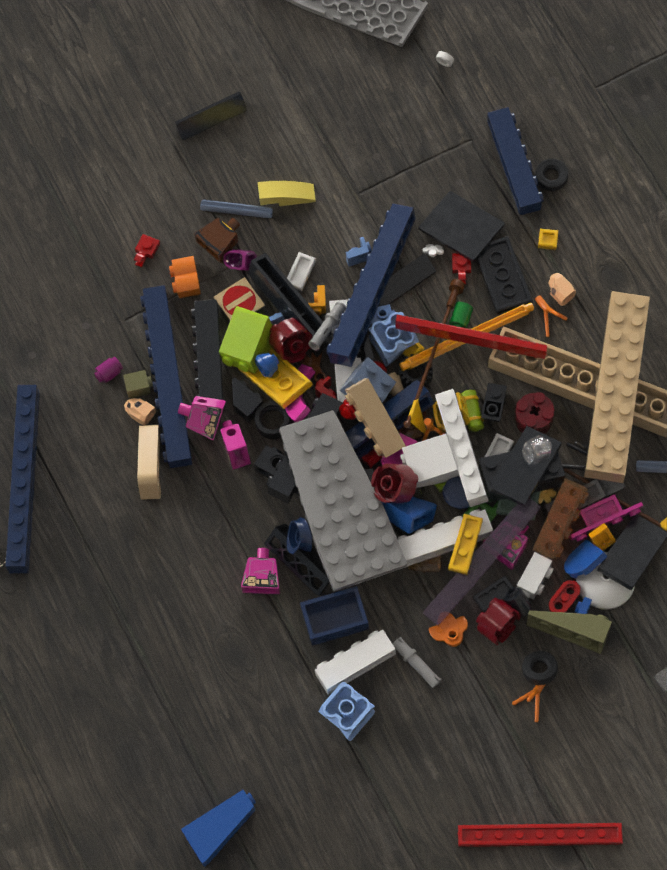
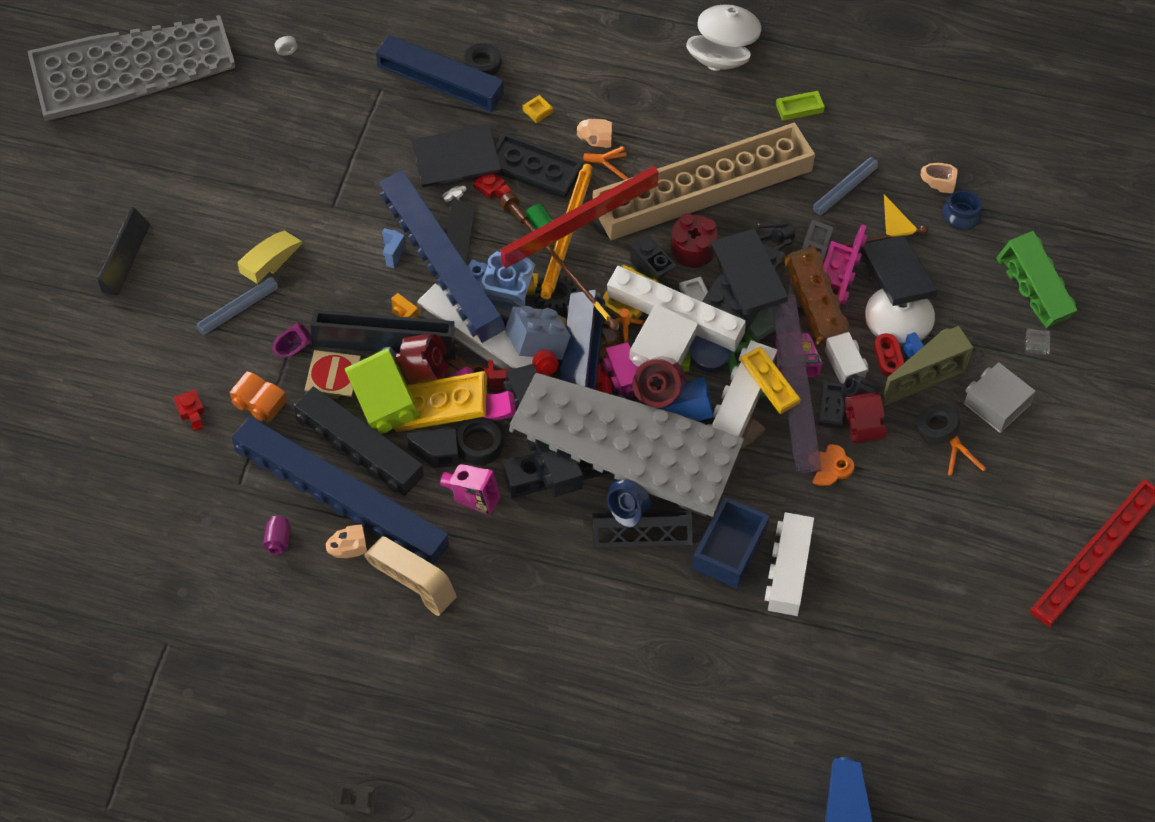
camera: 55 degrees left, 10 degrees down
(22, 479) = (308, 701): dark blue brick -> none
(137, 384) = (319, 522): olive brick -> none
(203, 415) = (418, 487): dark pink torso -> none
(218, 237) = (250, 341): reddish brown torso -> none
(261, 574) = (625, 571): dark pink torso -> none
(267, 364) = (427, 394): blue cone -> none
(301, 271) = (355, 300): white tile -> none
(330, 321) = (441, 310): light grey pin -> none
(347, 710) = (837, 605): light blue piece -> none
(375, 418) = (580, 345): tan brick -> none
(416, 662) = (832, 515): light grey pin -> none
(536, 449) = (747, 245): clear head -> none
(584, 559) = (870, 309): blue tile -> none
(596, 688) = (999, 396): none -> light grey piece
(602, 537) = (862, 281): light orange bracket -> none
(617, 387) = (743, 154): tan brick -> none

